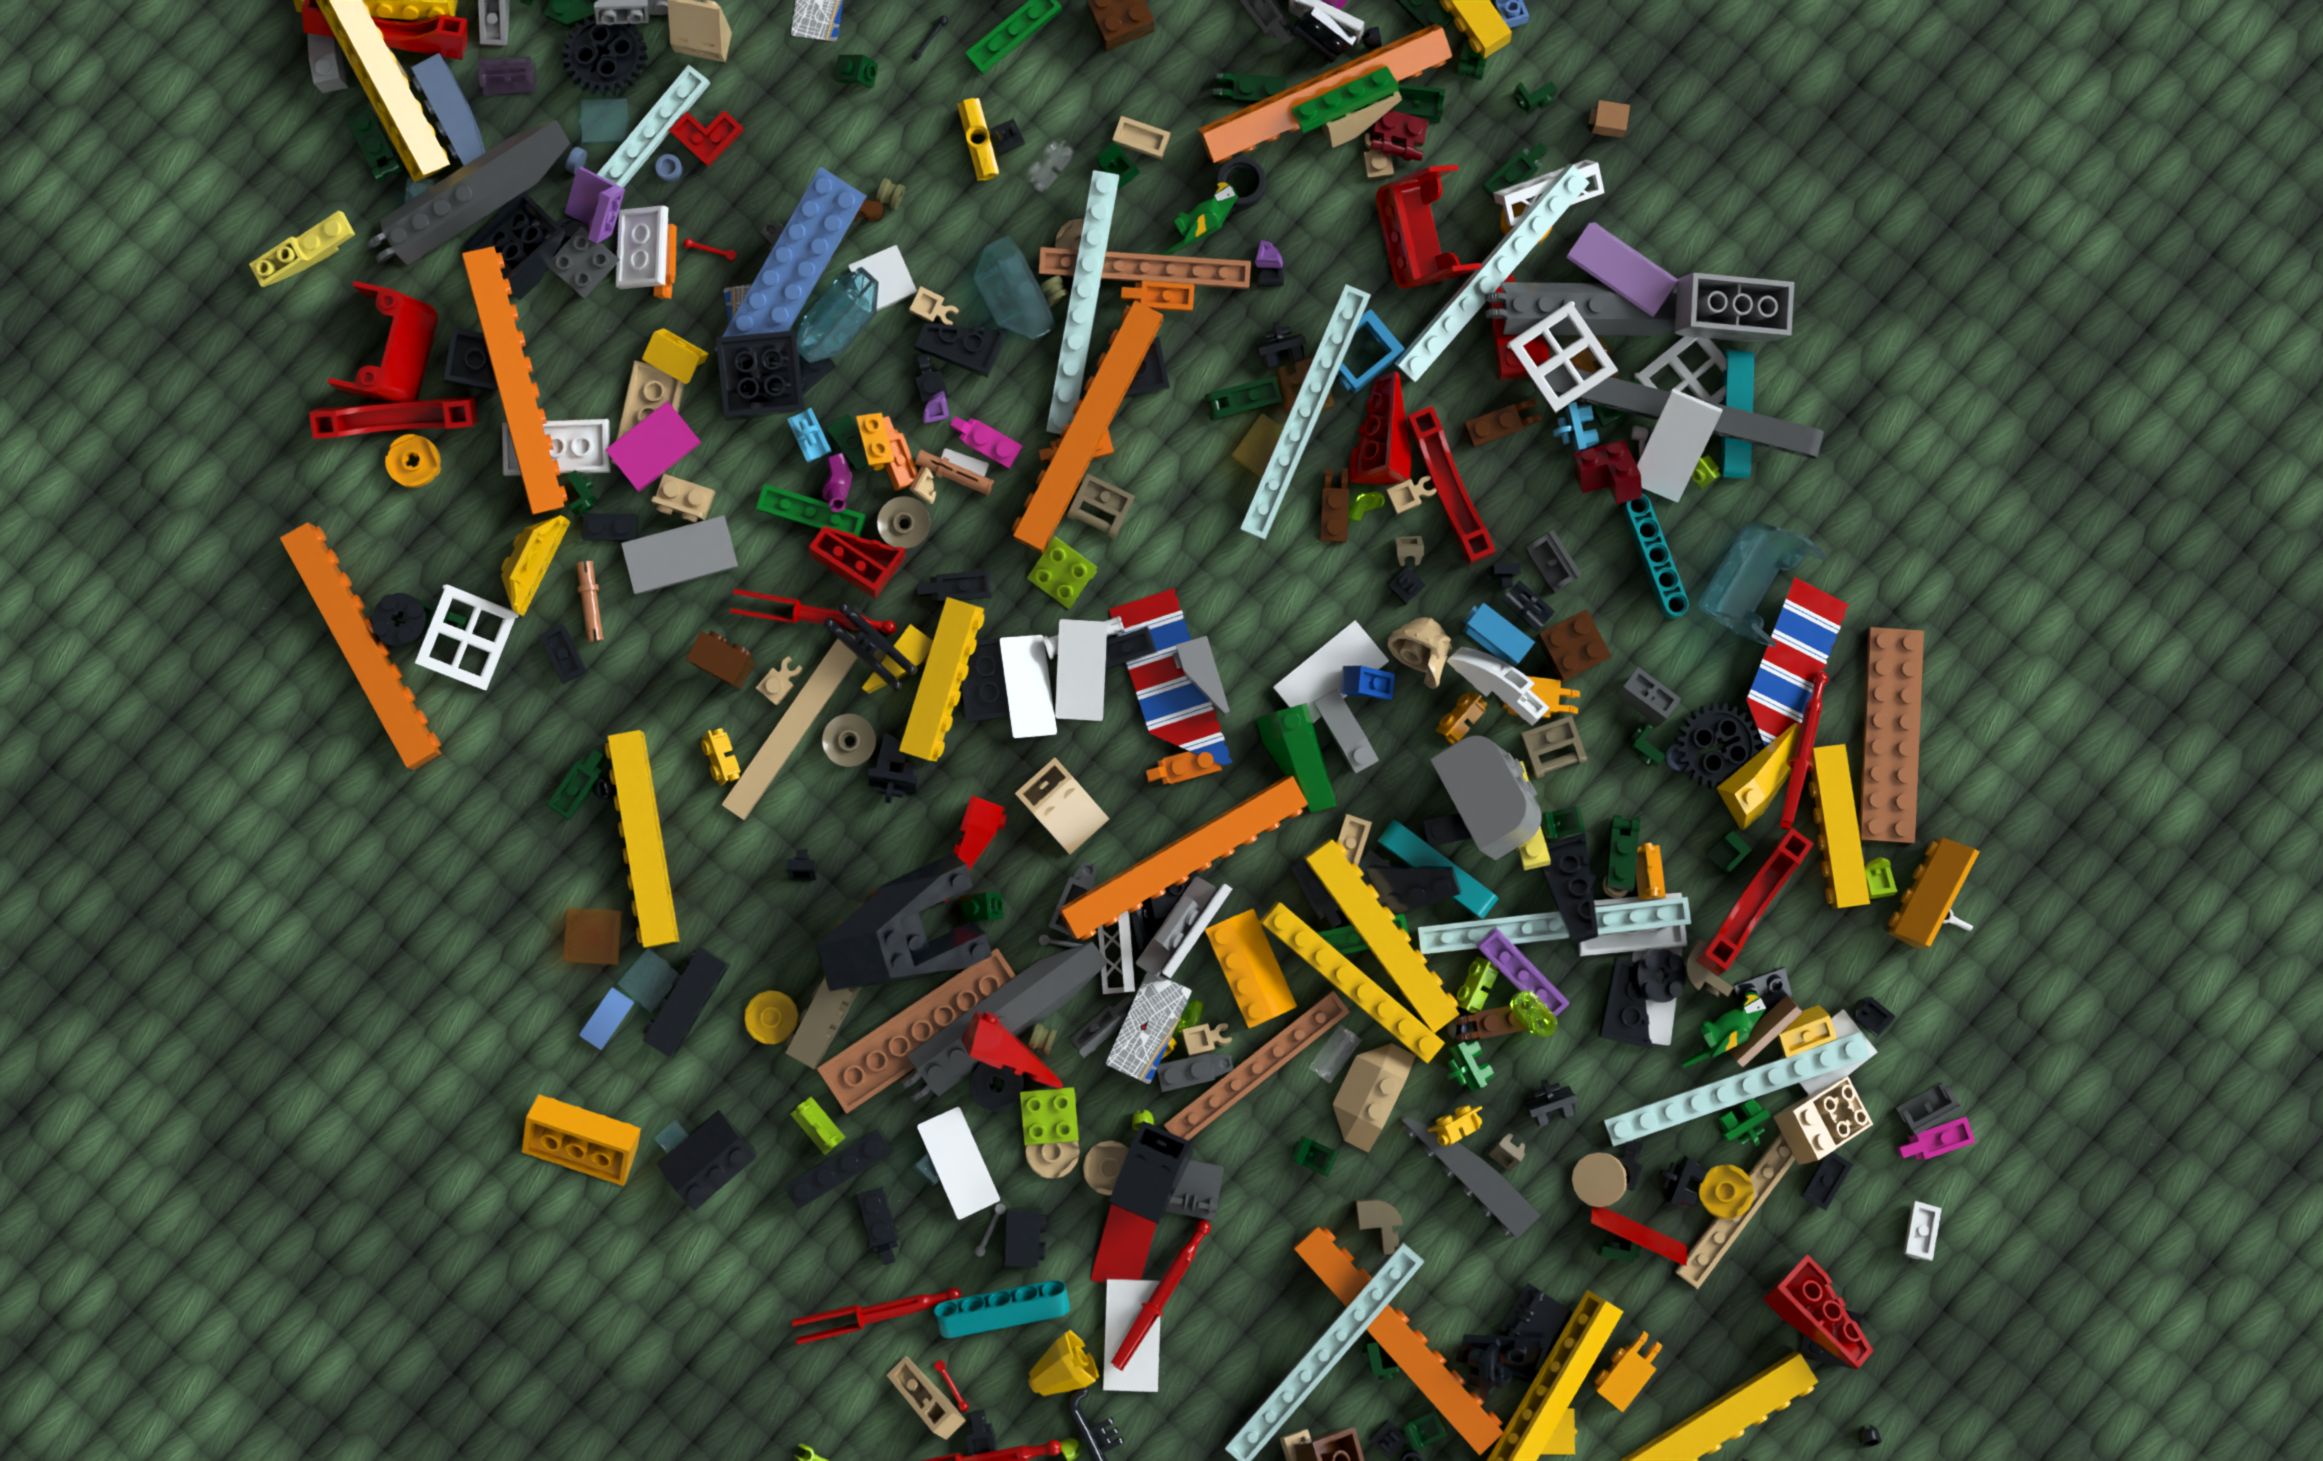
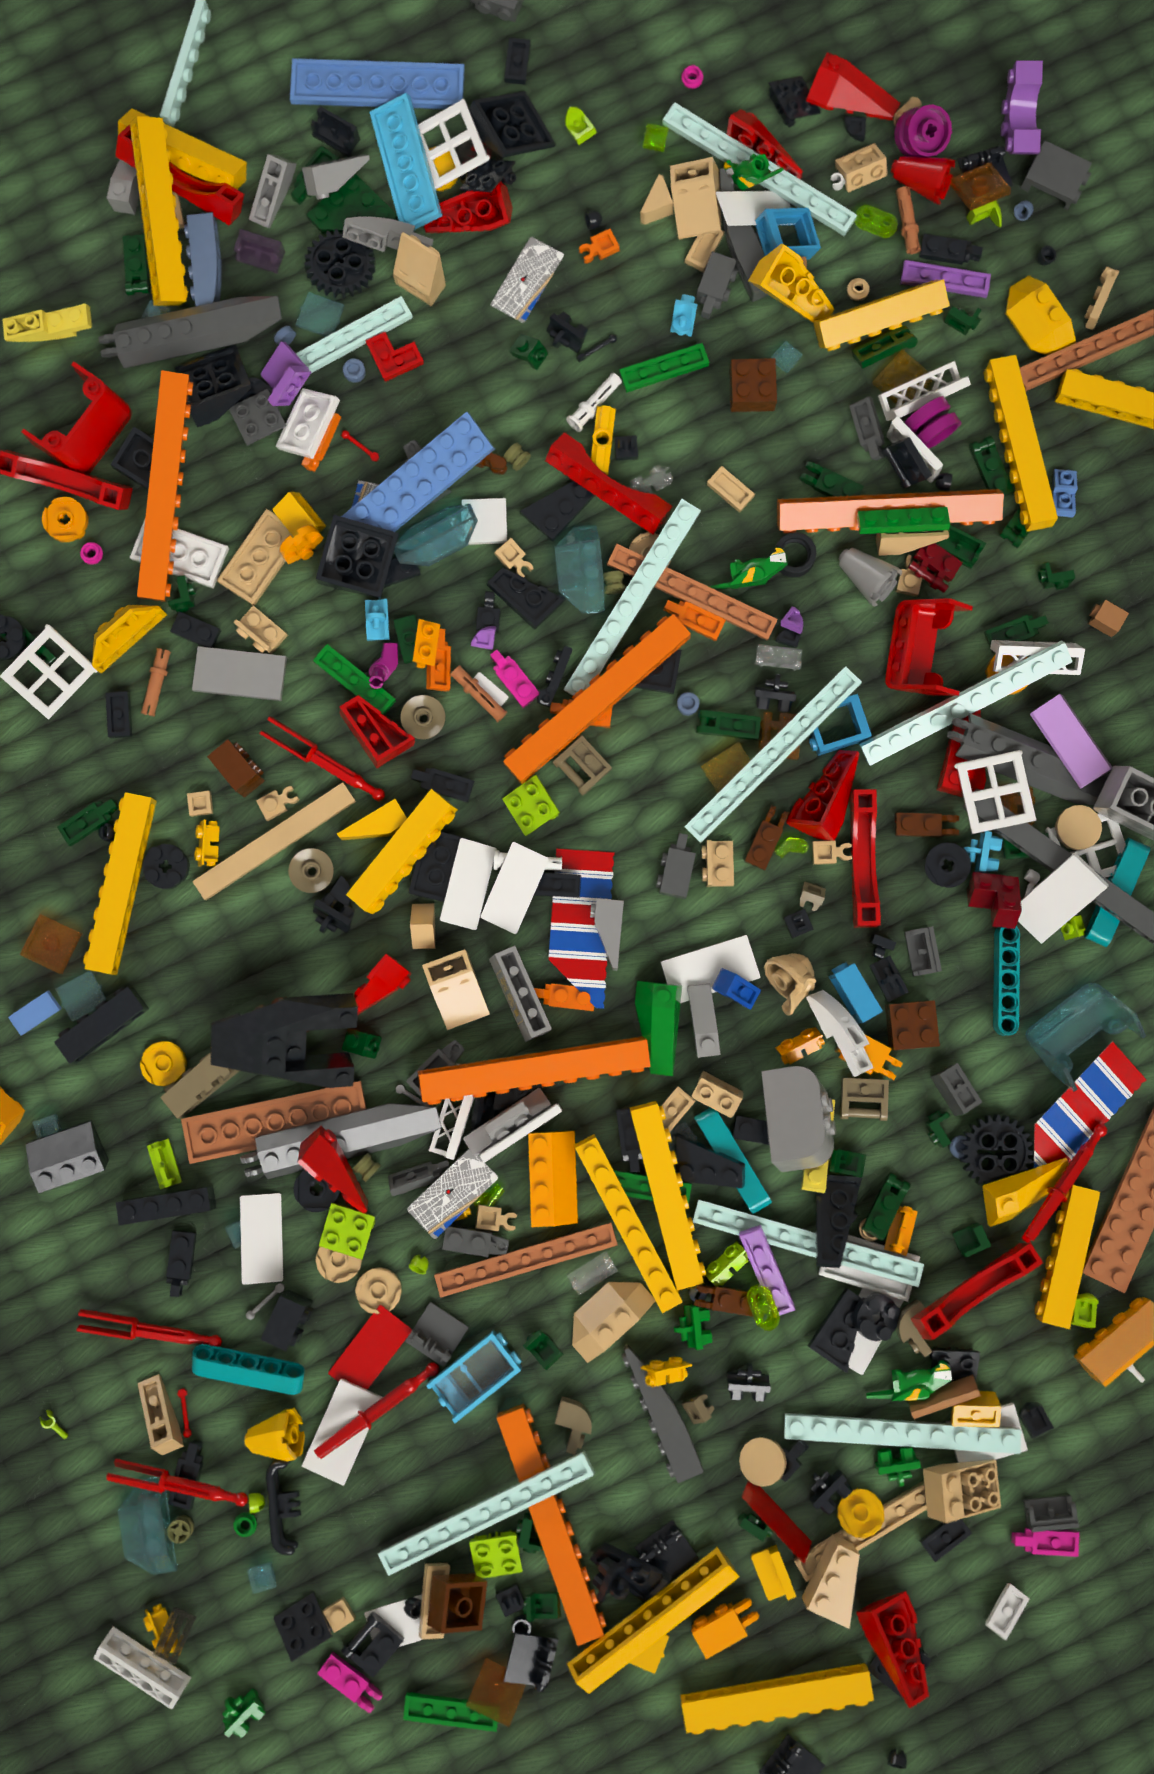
camera: 25 degrees right, 0 degrees up
(451, 483) = (85, 551): none -> dark pink plate
(653, 446) = (253, 580): dark pink tile -> none
(692, 386) = (301, 545): none -> light orange plate
(695, 716) = (200, 803): none -> tan plate
(699, 806) = (154, 872): none -> black plate
(802, 867) = (234, 956): black tile -> none
(870, 646) = (357, 804): black piece -> none
(888, 35) = (565, 333): none -> black hips
(924, 486) = (450, 694): tan tile -> none
(947, 110) = (585, 409): none -> white pin
(960, 232) = (557, 509): none -> black wing
(997, 752) = (423, 926): none -> tan slope
(1031, 422) = (554, 677): none -> black hinge
(1052, 197) = (640, 507): none -> red arch
(1114, 161) = (701, 498): dark green bracket -> none
(1134, 782) = (520, 993): none -> light grey brick
(1151, 1172) = (407, 1310): black slope -> none
(1189, 393) = (688, 703): none -> sand blue tile
(1251, 579) = (677, 869): none -> dark grey hinge
(1252, 1214) = (475, 1375): none -> clear door
(1268, 302) = (778, 657): none -> clear hinge
(1293, 554) = (719, 863): none -> tan bracket
(1331, 172) = (869, 574): none -> light grey cone
(1353, 1397) = (496, 1554): none -> lime hinge
(1393, 805) = (717, 1094): none -> tan bracket
(1528, 457) = (951, 852): none -> black plate
(1658, 1295) = (773, 1573): none -> yellow panel
(1668, 360) = (1078, 827): none -> tan tile
(1726, 1275) = (833, 1582): none -> tan wedge

